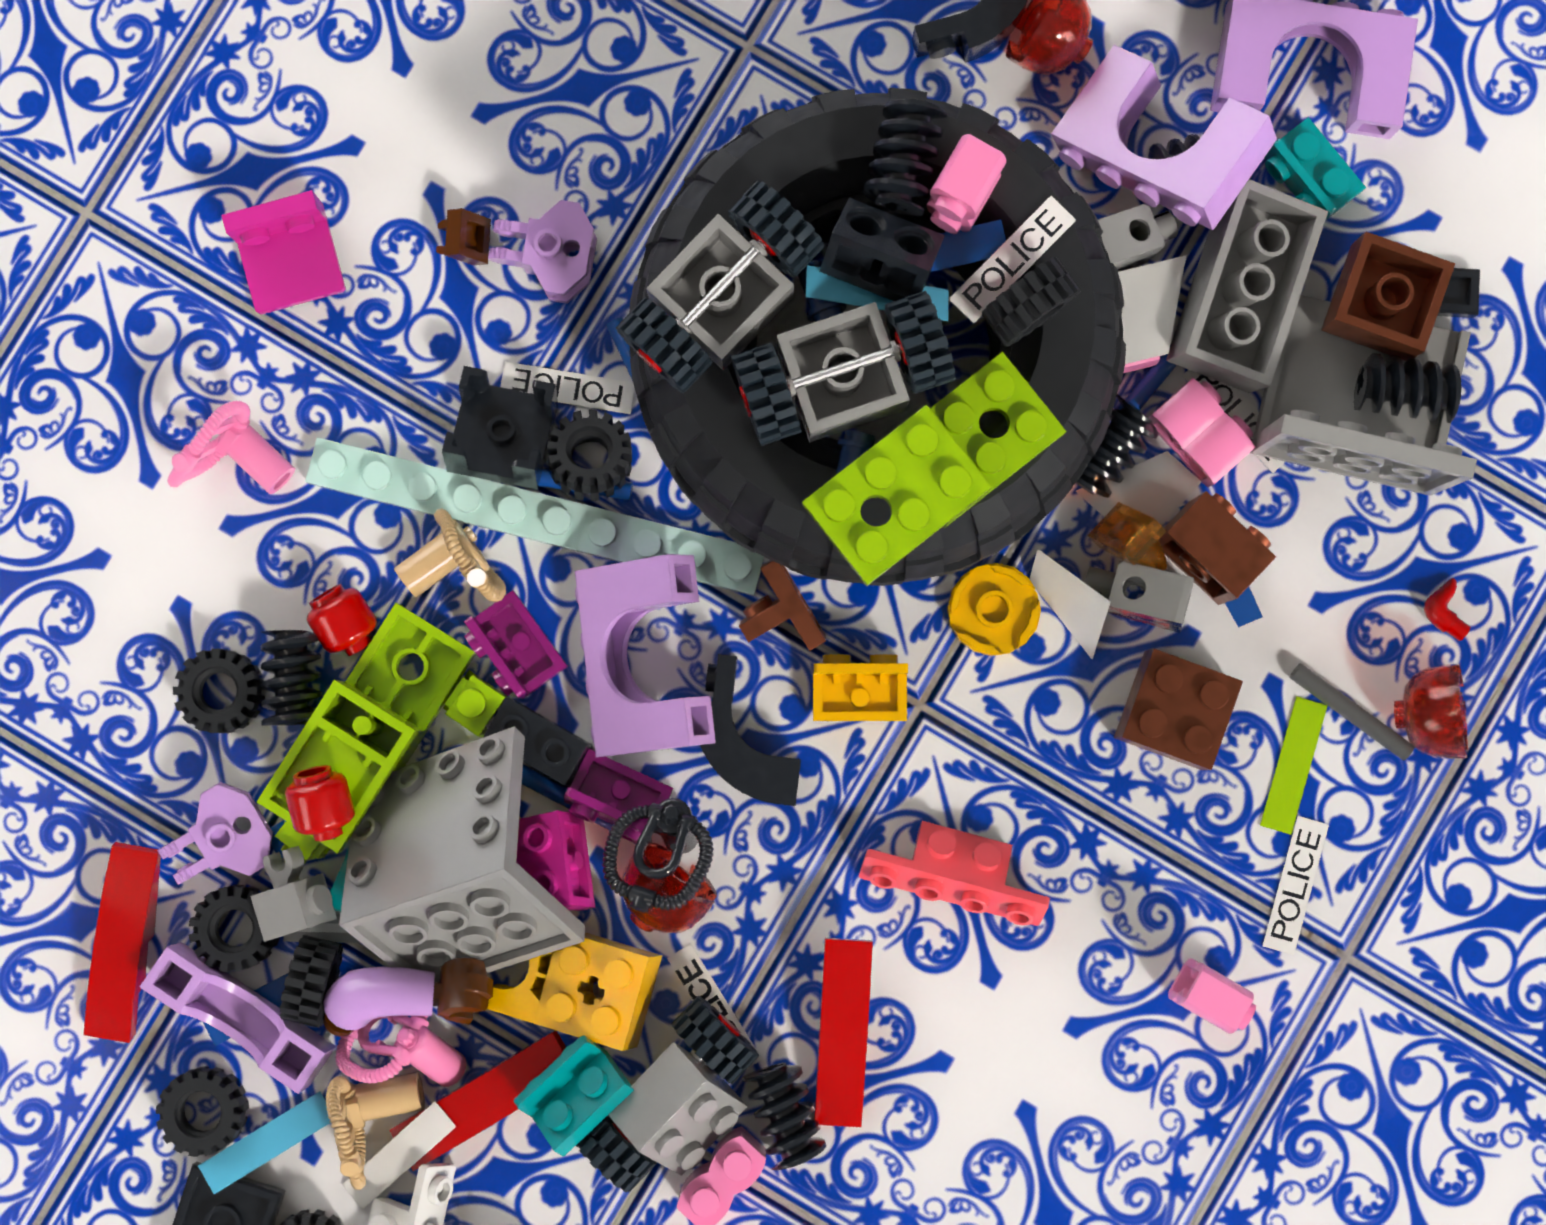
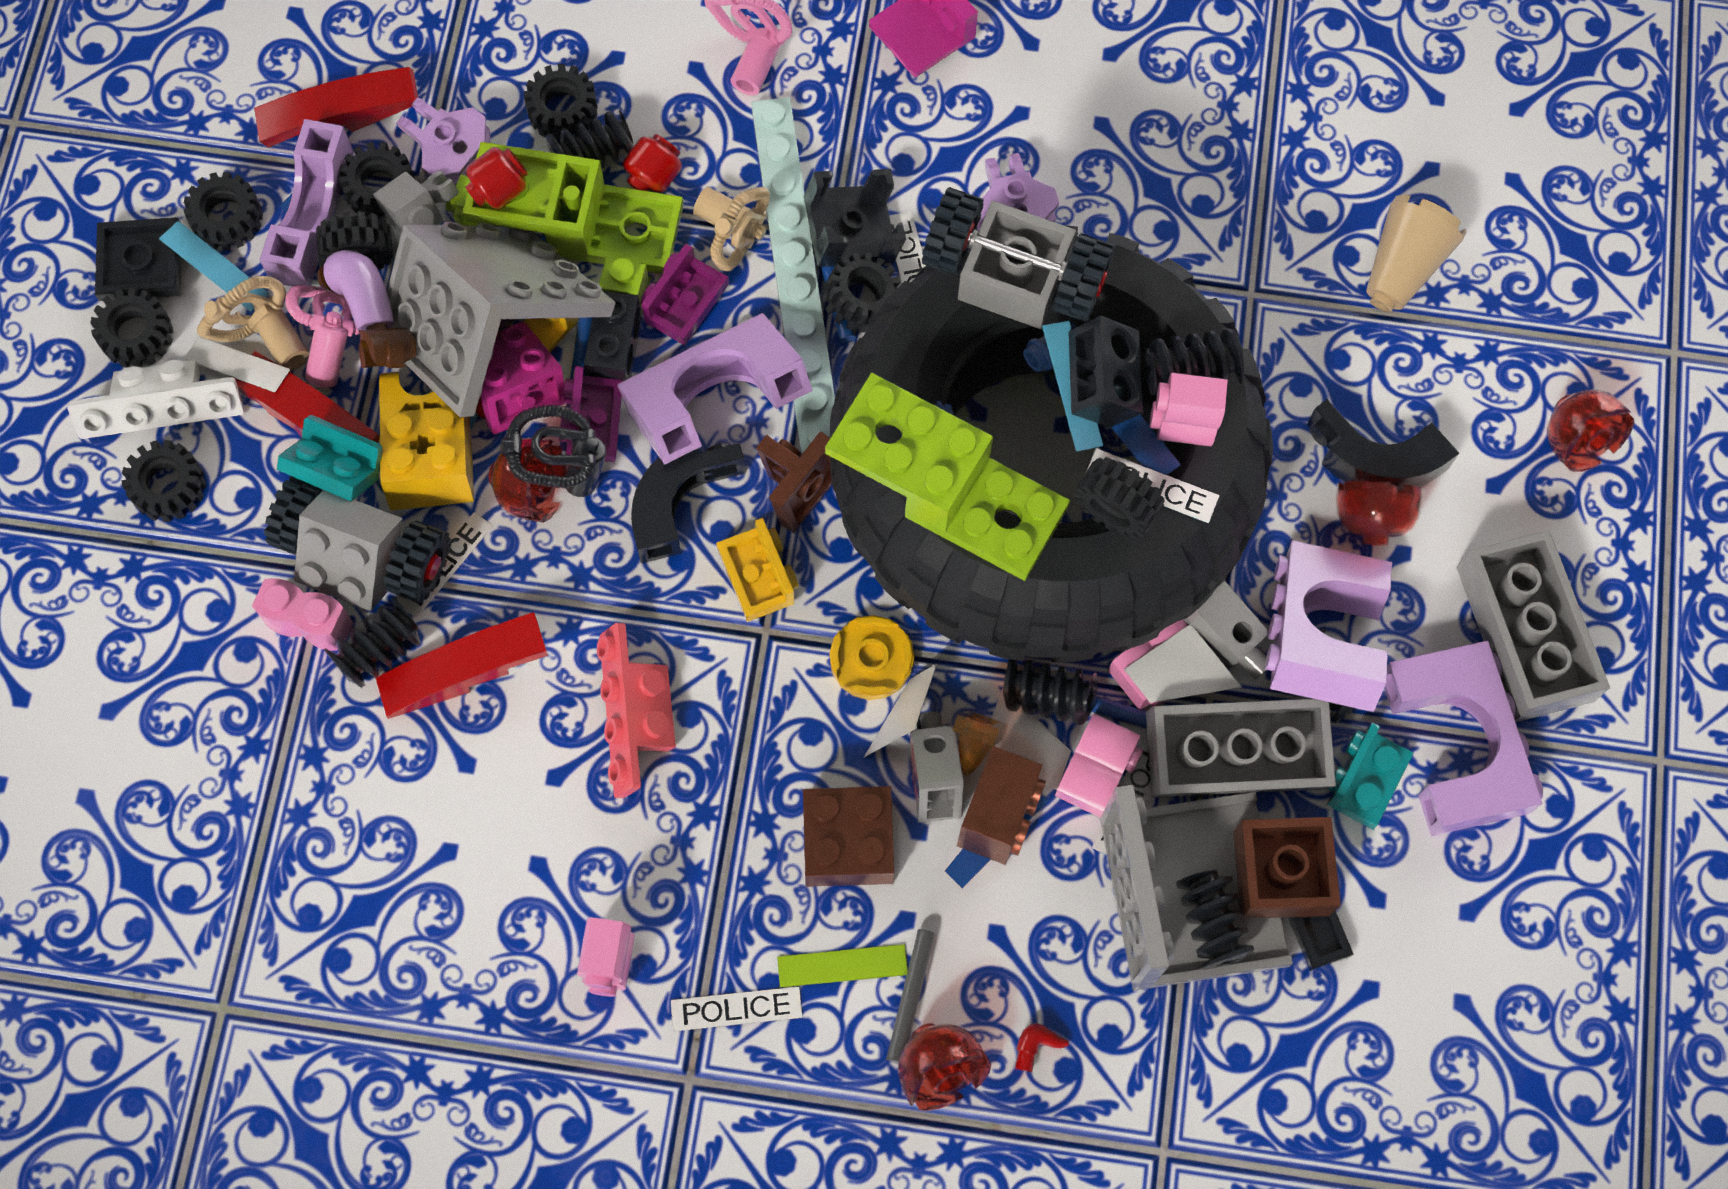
camera: 65 degrees right, 15 degrees down
(466, 236) = (996, 140): reddish brown tile -> none
(844, 370) = (992, 370): brick -> none

